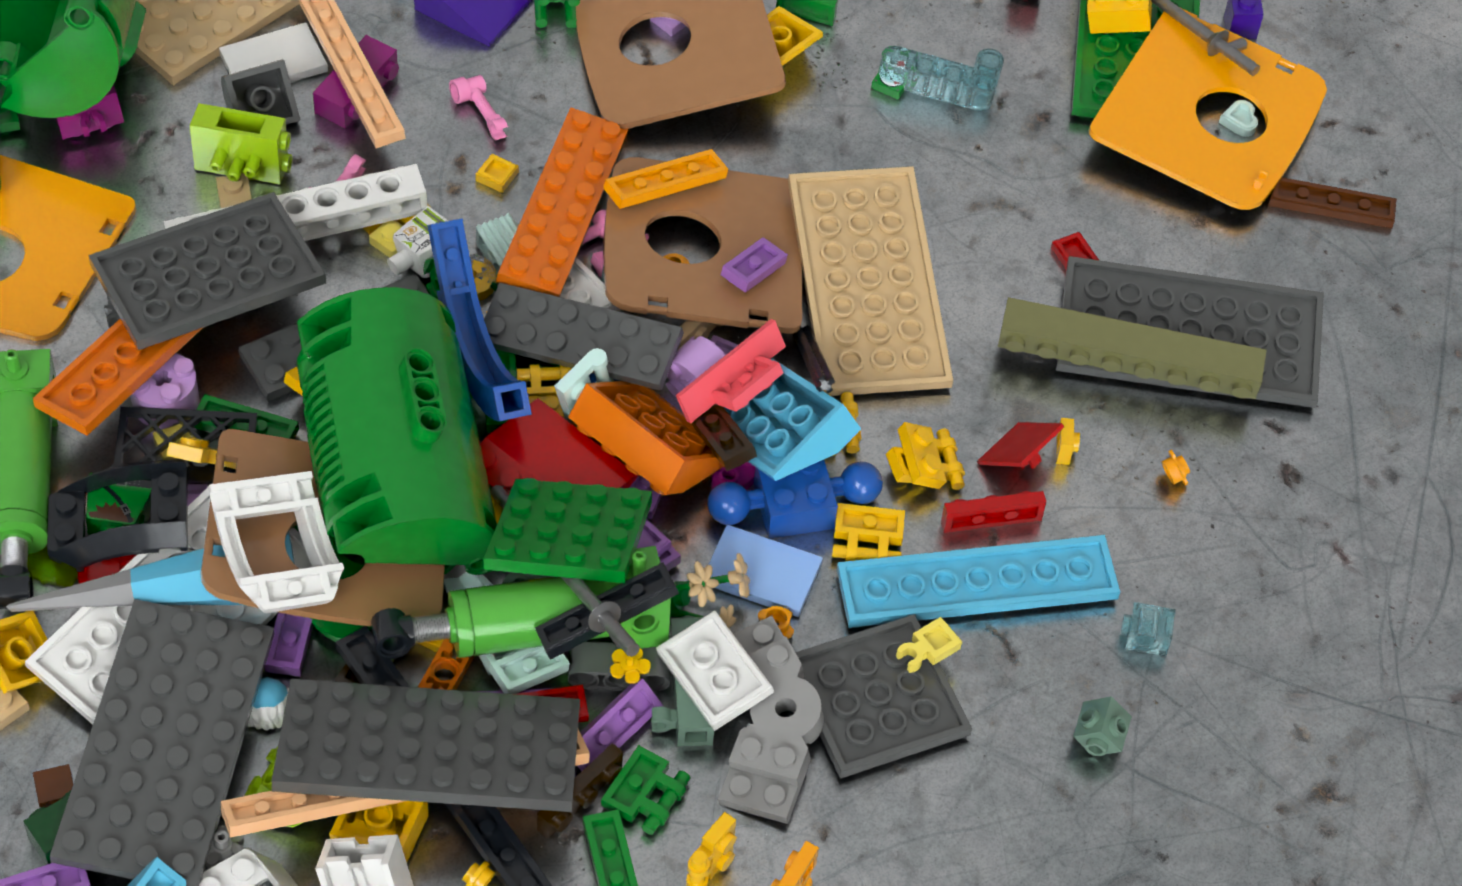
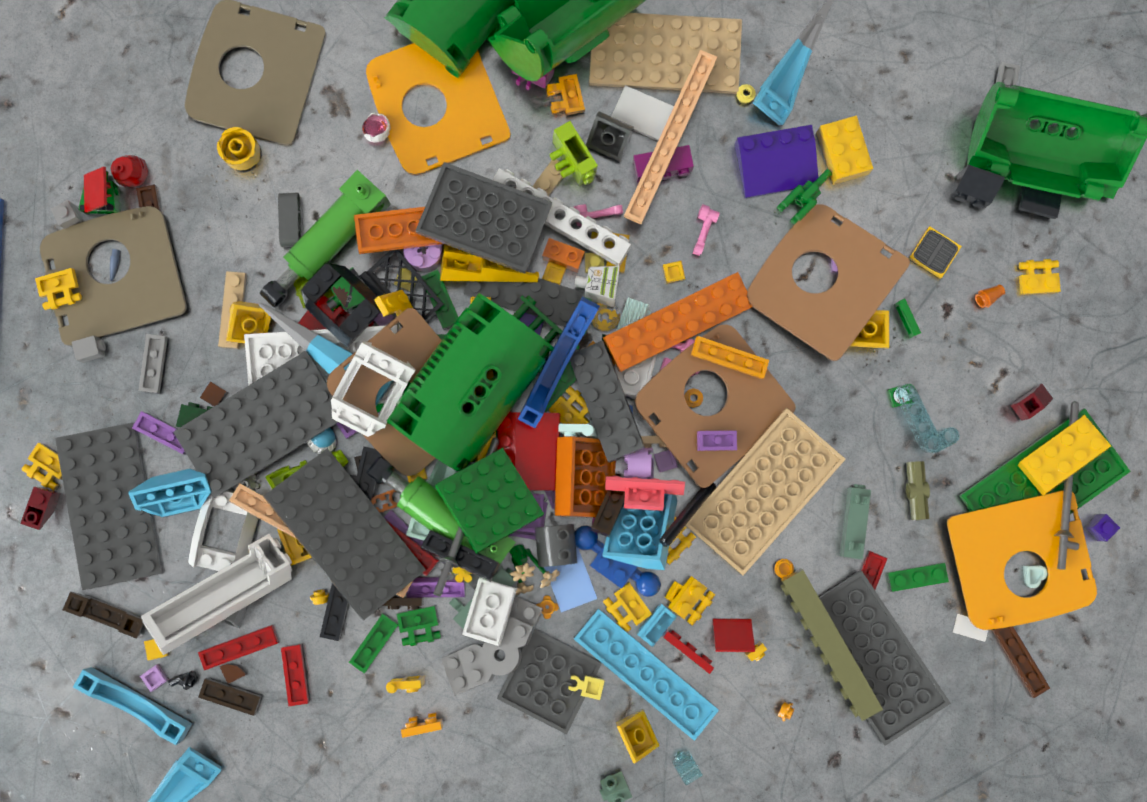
camera: 50 degrees right, 30 degrees up
(163, 103) = (571, 95): none -> light orange plate
(236, 356) = (463, 266): none -> yellow wedge
(348, 253) = (563, 255): none -> orange brick
(353, 281) = (554, 273): none -> yellow tile
(705, 530) = (556, 545): none -> dark grey brick
(922, 518) = (656, 624): none -> medium azure hinge
(986, 338) = (783, 568): none -> light orange plate
(1003, 225) = (855, 522): none -> sand green brick
(1025, 142) = (917, 490): none -> olive piece
(1050, 657) = (637, 735): none -> yellow slope
(1132, 223) = (917, 577): none -> green plate
(1247, 222) = (966, 628): none -> white sticker

